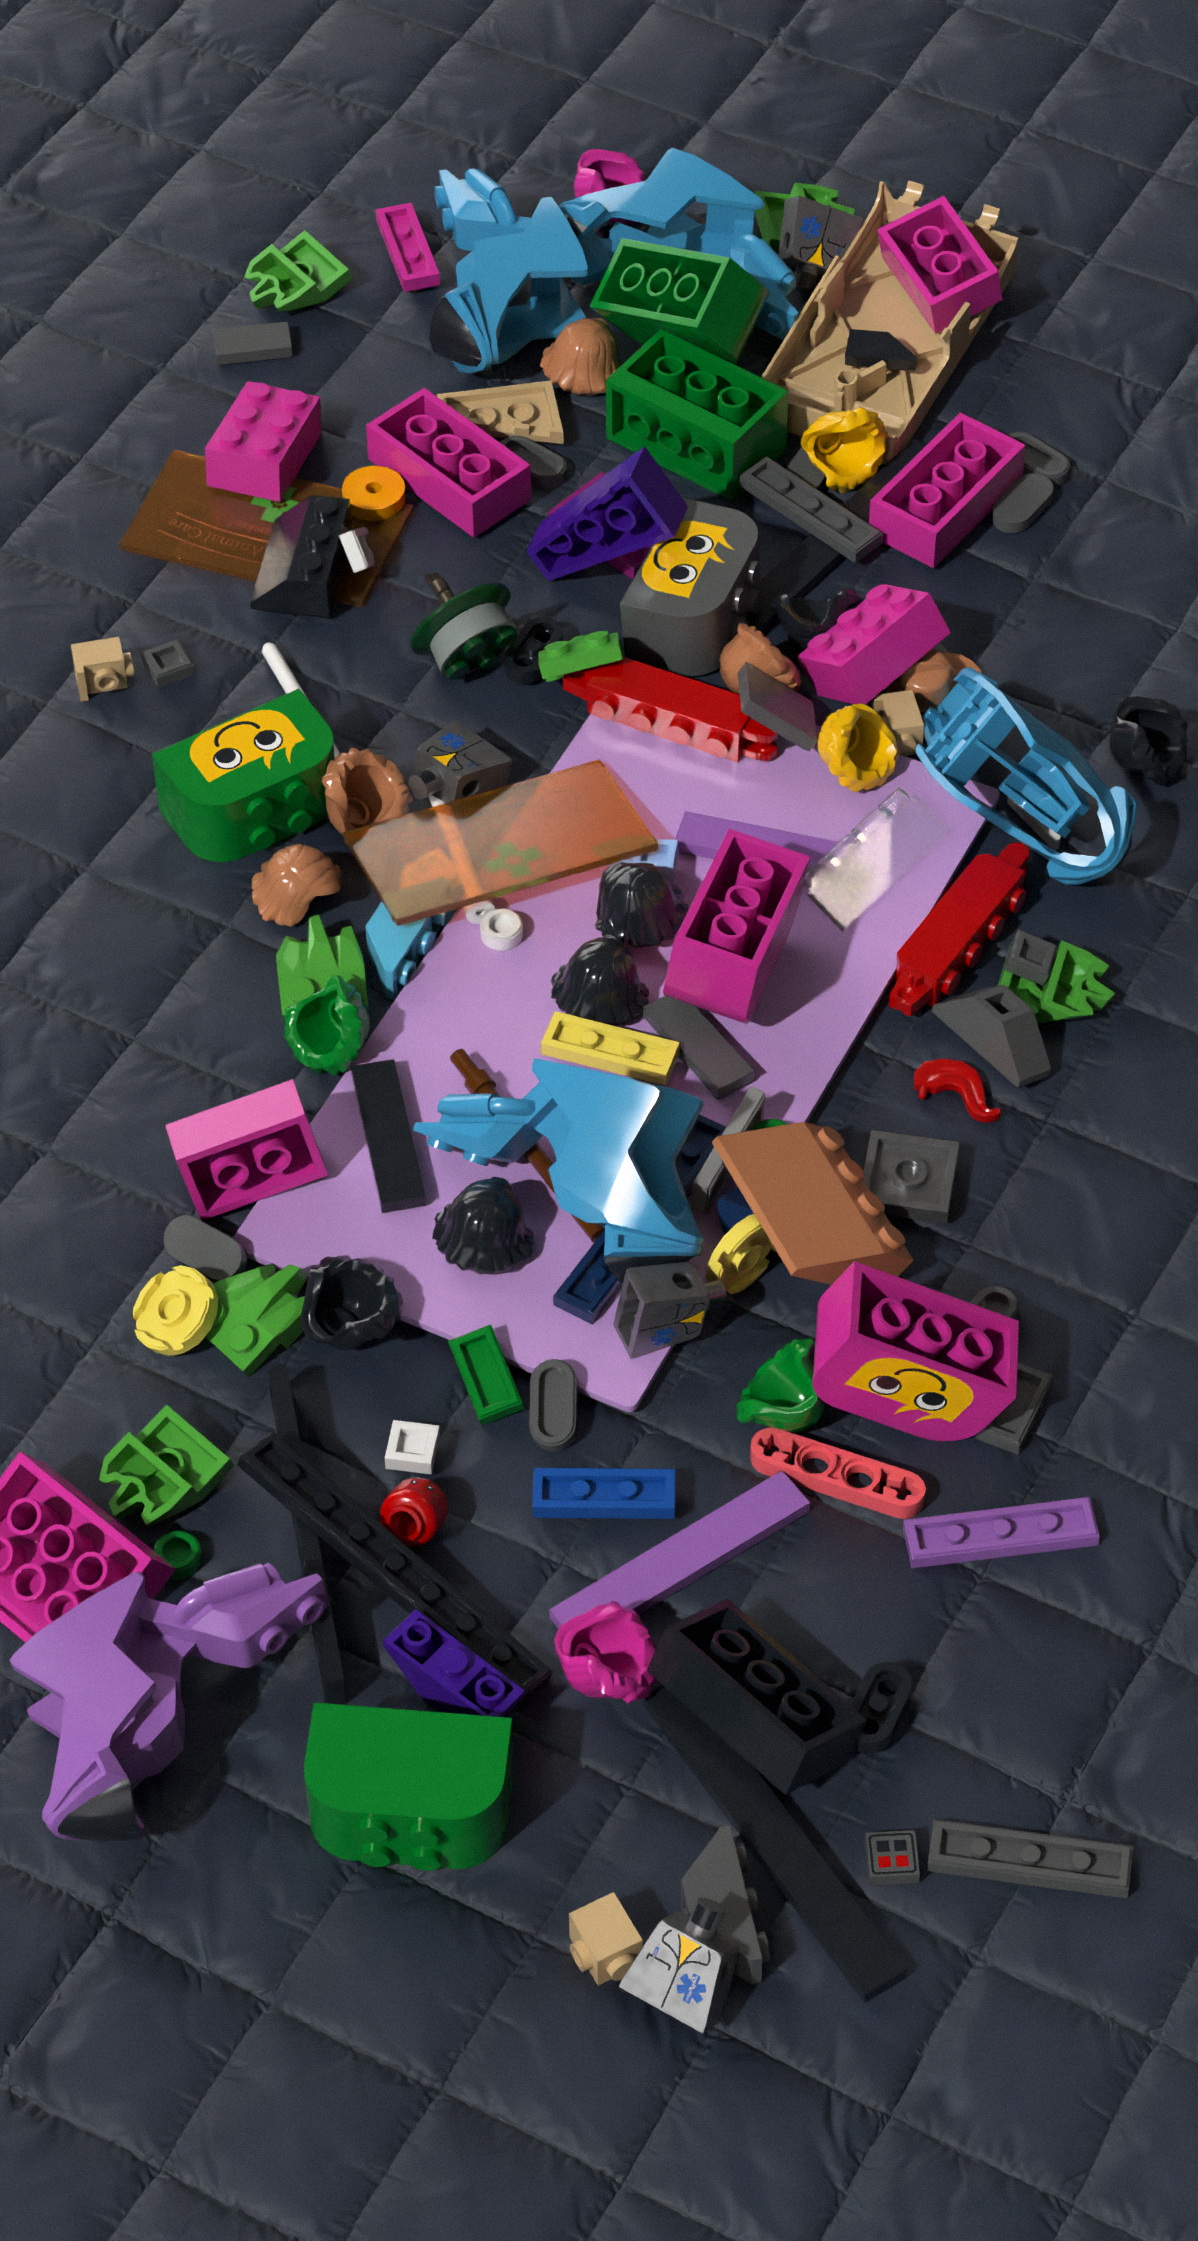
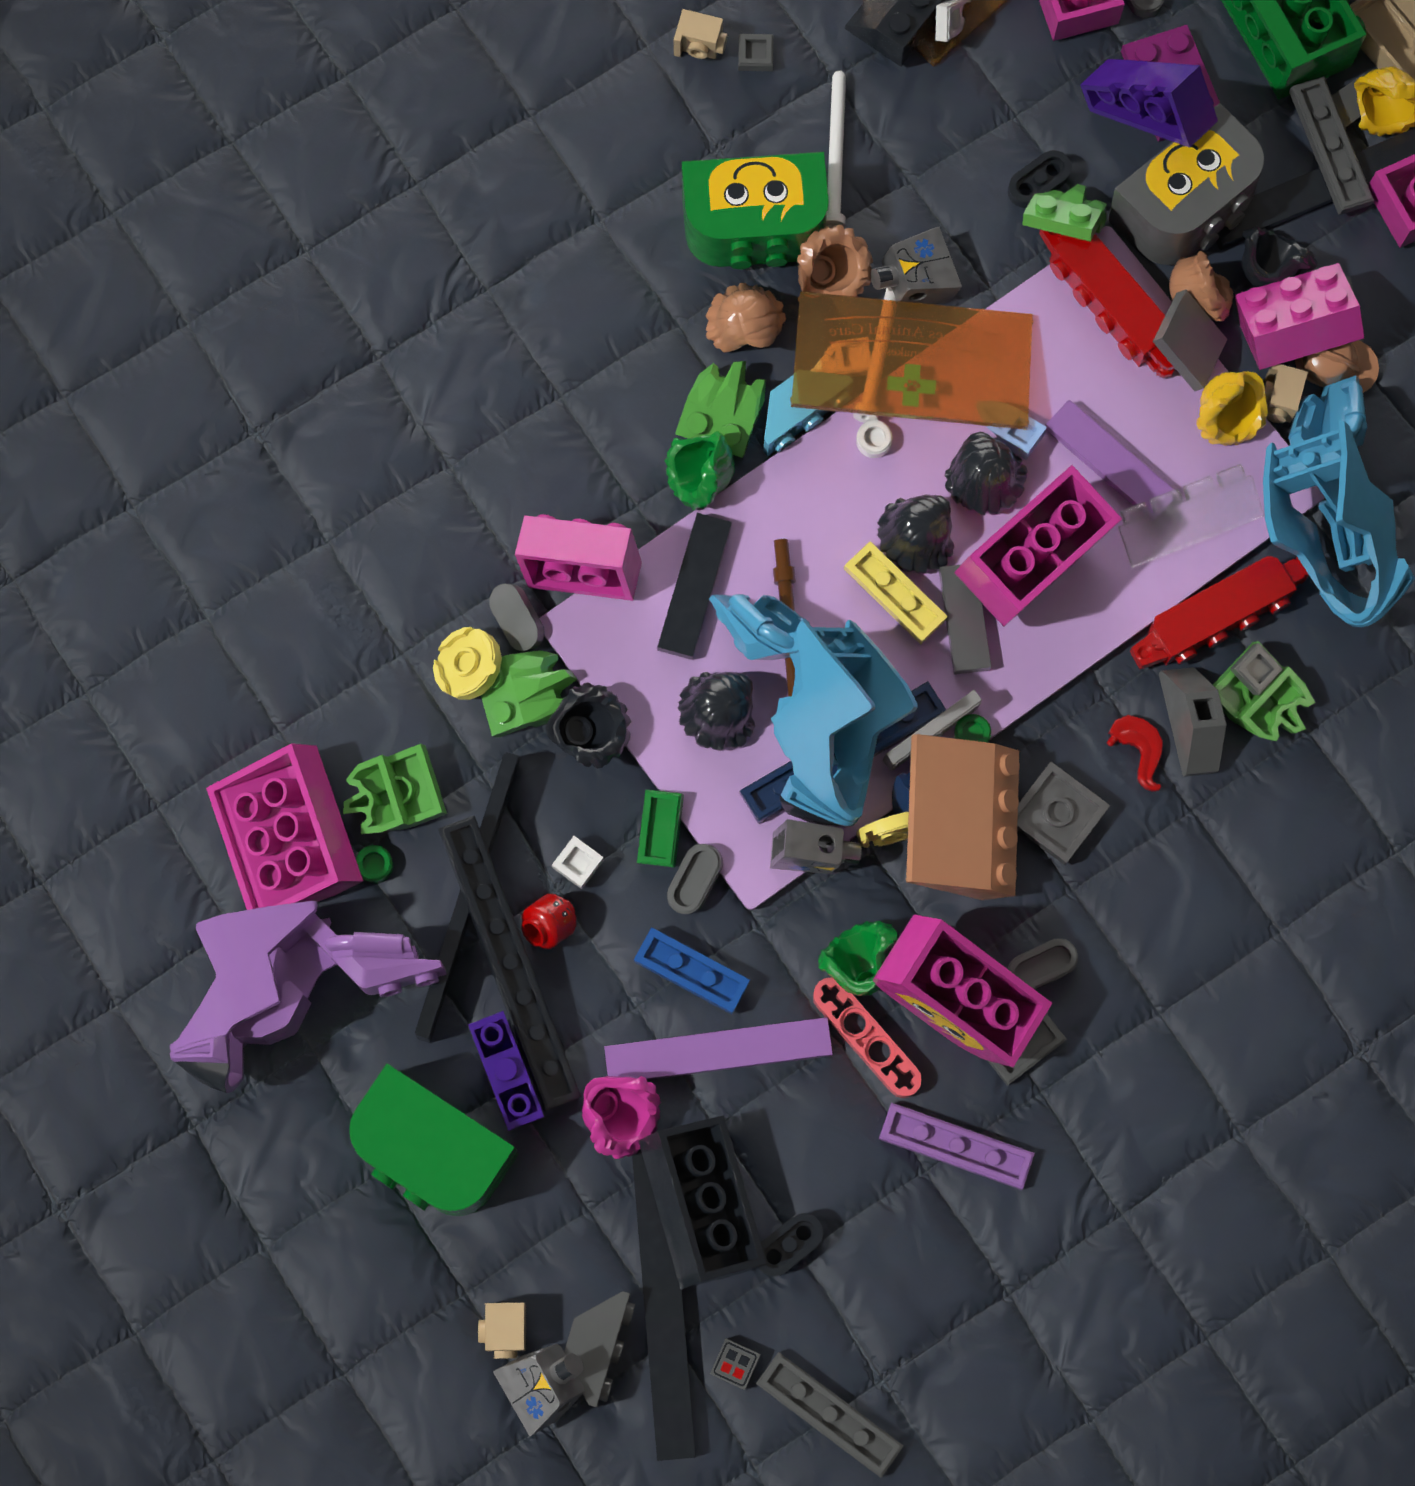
camera: 25 degrees right, 25 degrees up
(466, 629) = (992, 147): dark green piece -> none

